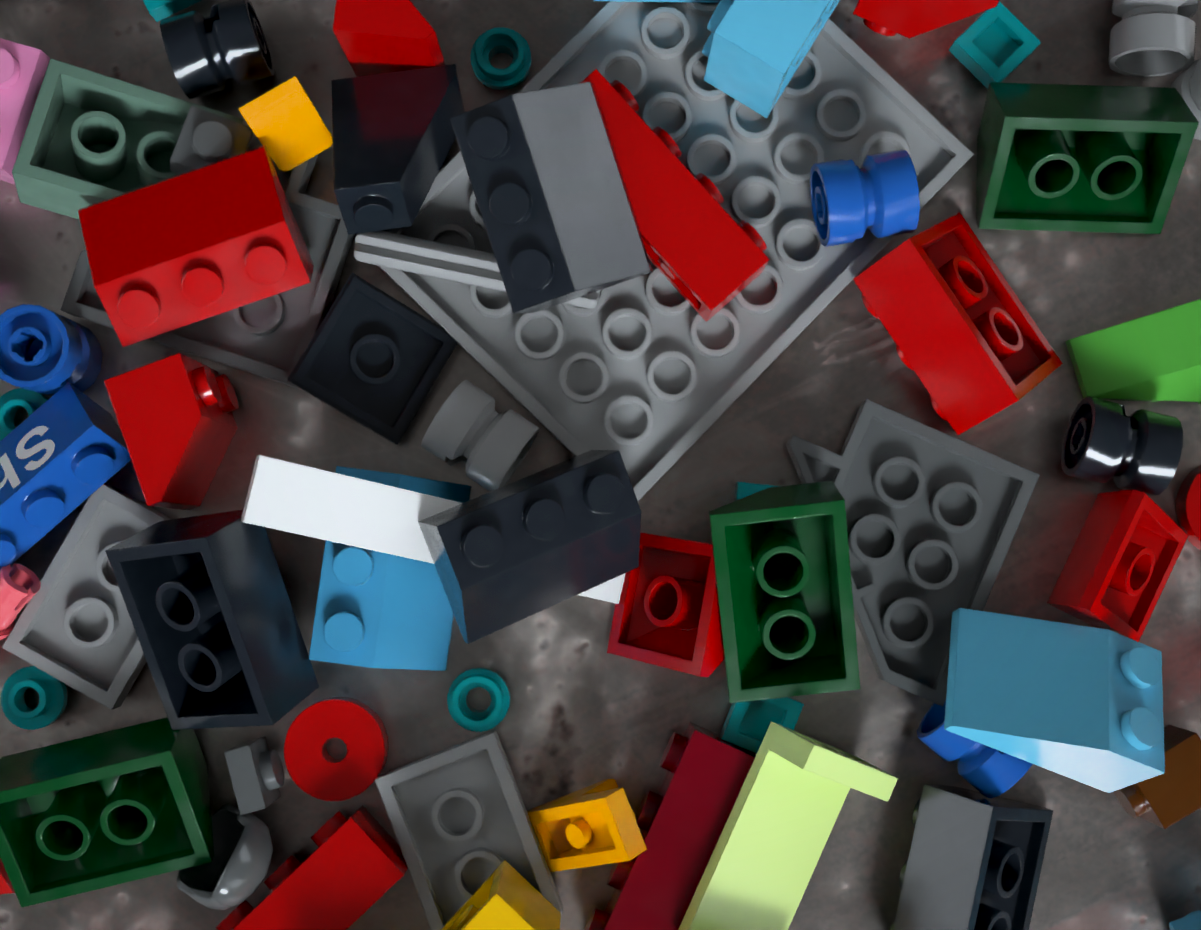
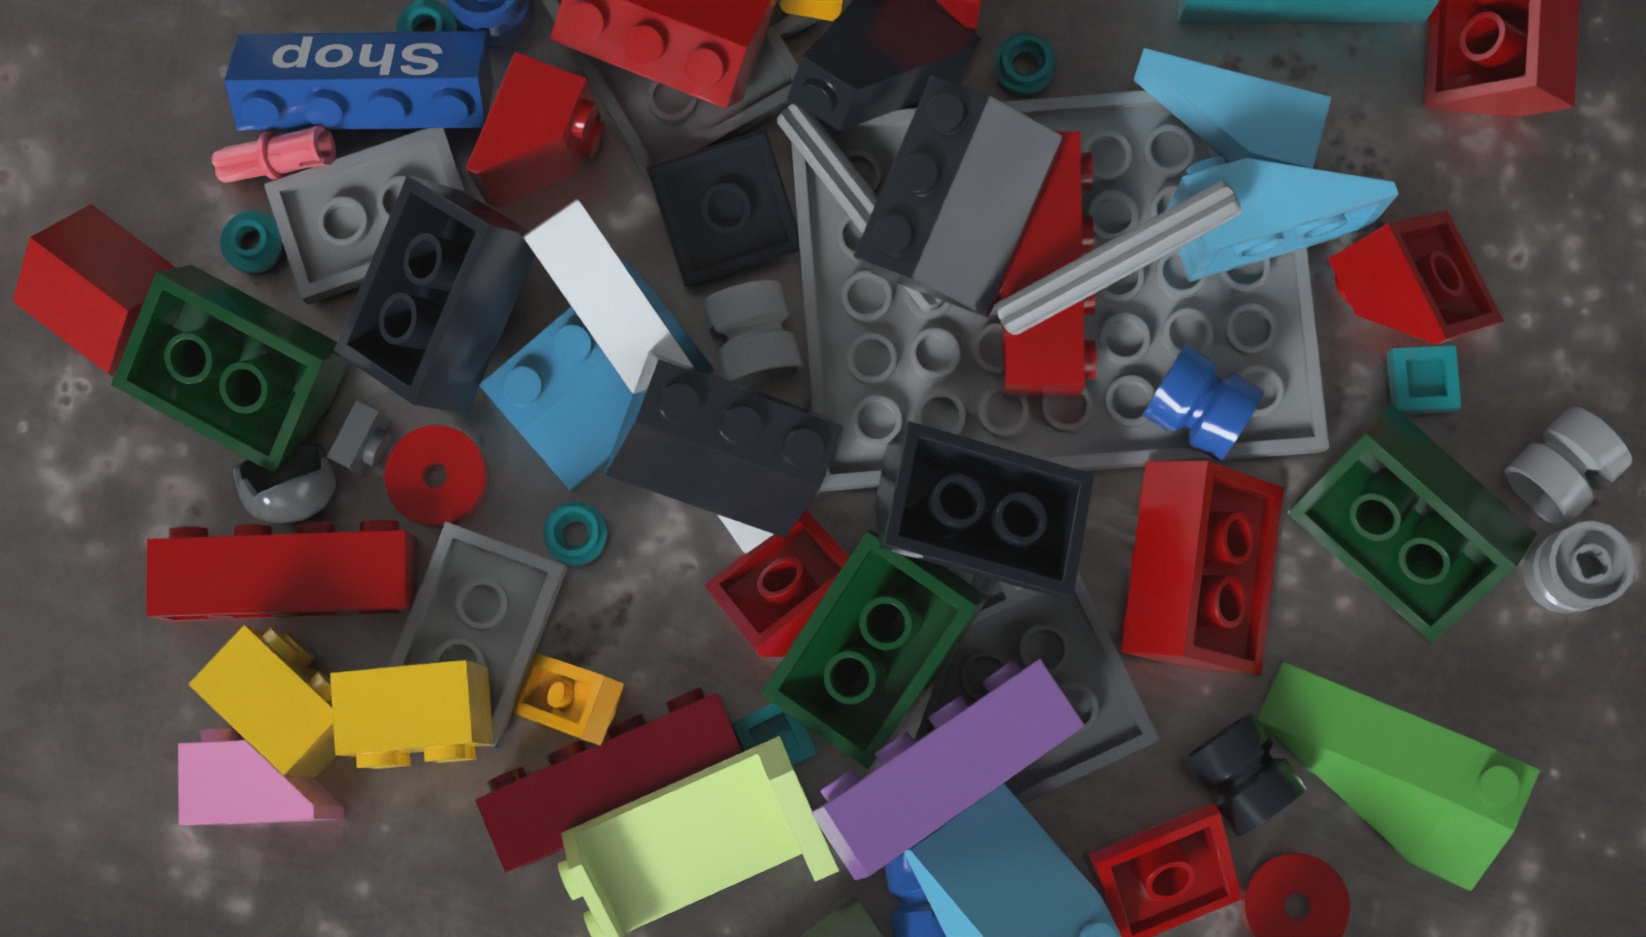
camera: 50 degrees right, 5 degrees down
(721, 135) = (1119, 258): none -> light grey axle
(777, 423) = (983, 509): none -> black slope
(919, 640) = (946, 769): none -> medium lavender brick

